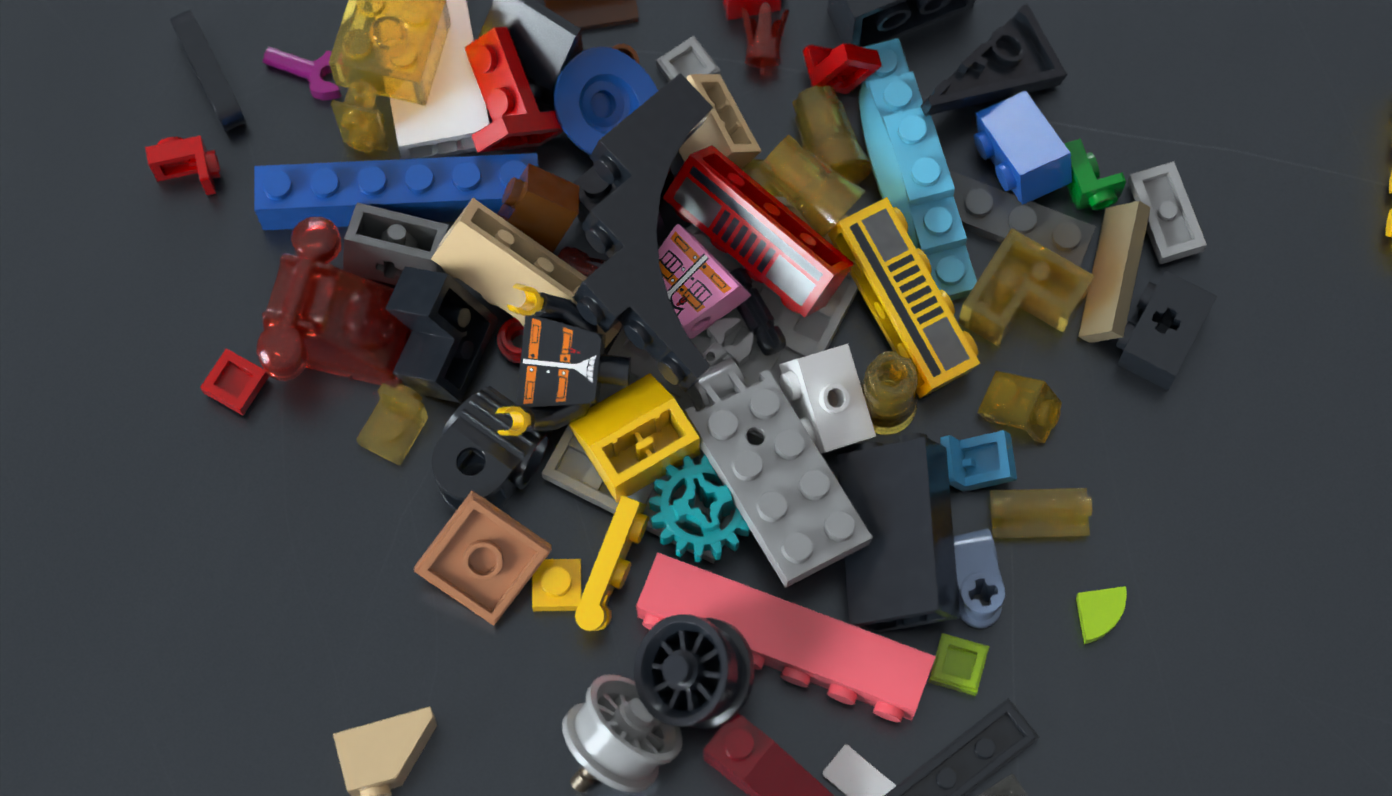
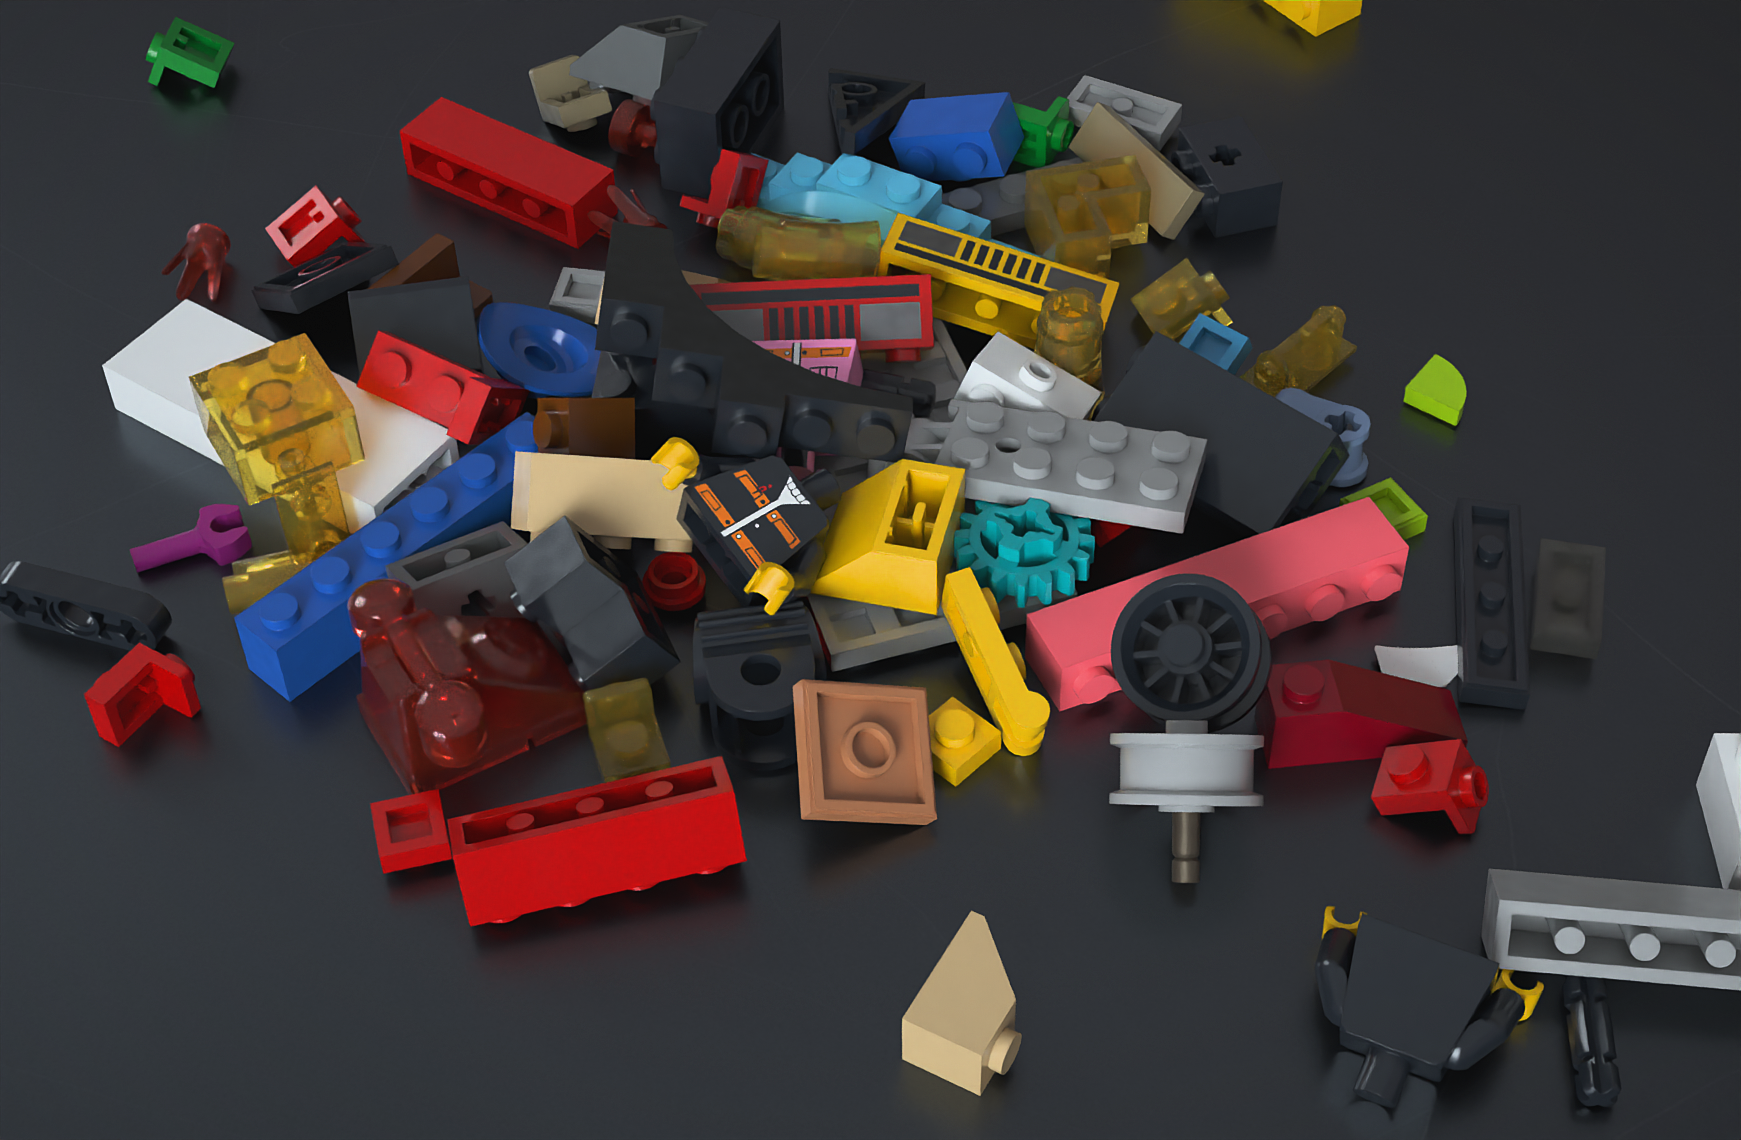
camera: 45 degrees left, 25 degrees down
(304, 482) = (596, 841): none -> red brick
(309, 142) = (260, 575): none -> clear yellow brick

